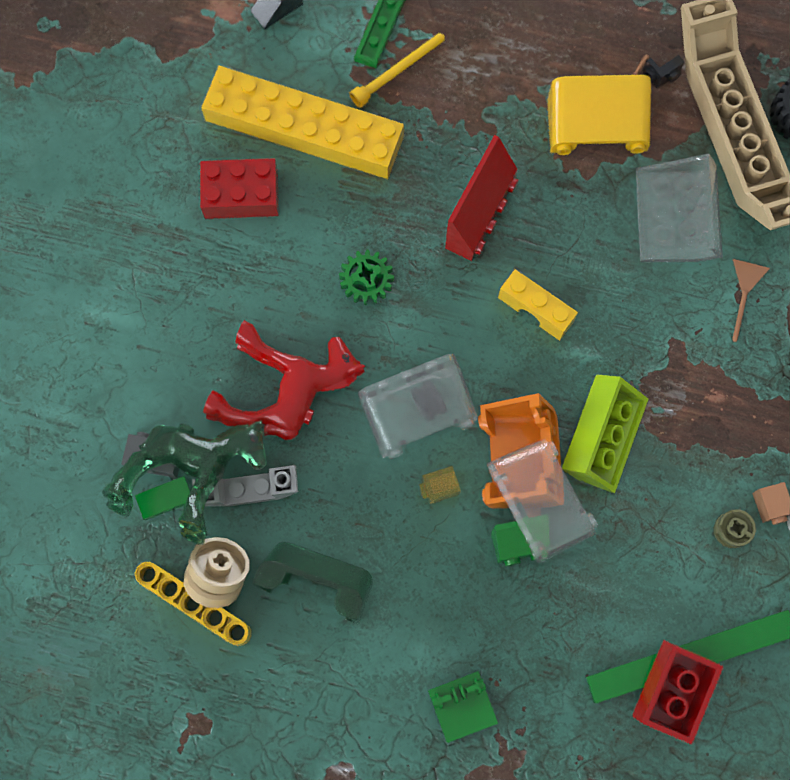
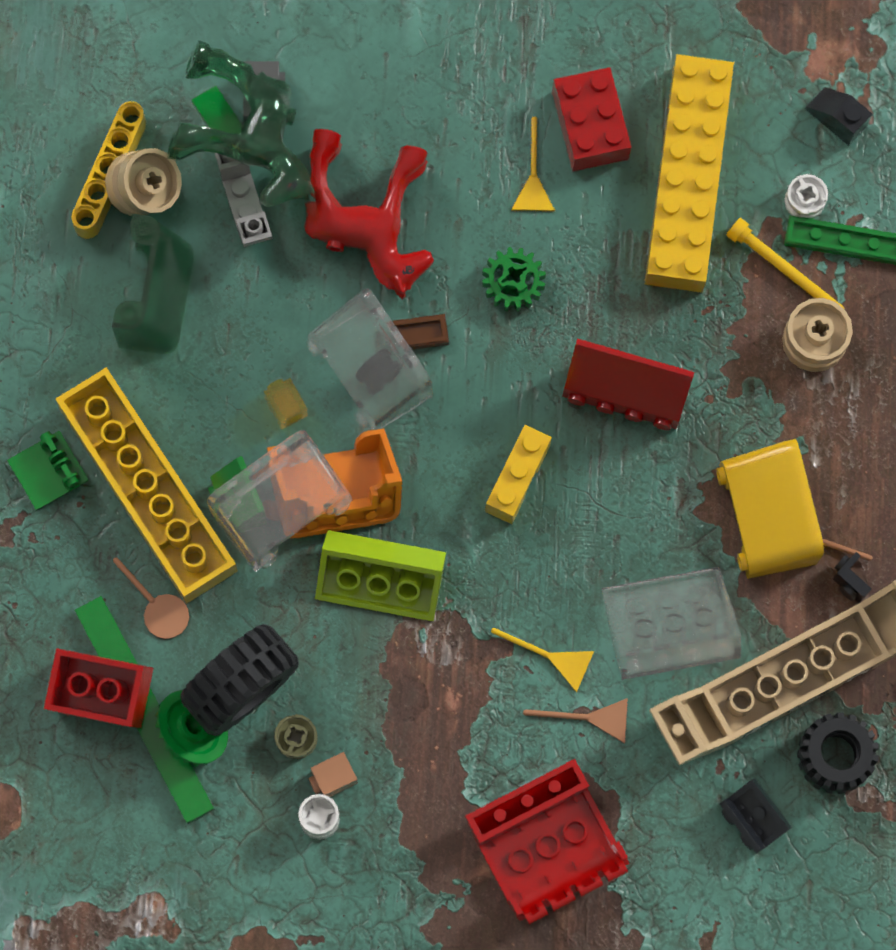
camera: 75 degrees right, 0 degrees up
(292, 250) = (533, 194): none -> yellow piece
(341, 40) = (806, 196): none -> white wheel
(395, 357) = (424, 331): none -> reddish brown tile
(461, 53) = (817, 334): none -> tan wheel
(496, 618) = (146, 485): none -> yellow brick
(609, 624) = (164, 615): none -> nougat piece
(696, 562) = (239, 679): none -> black tyre
(699, 297) = (570, 664): none -> yellow piece
(721, 615) = (185, 734): none -> green gear

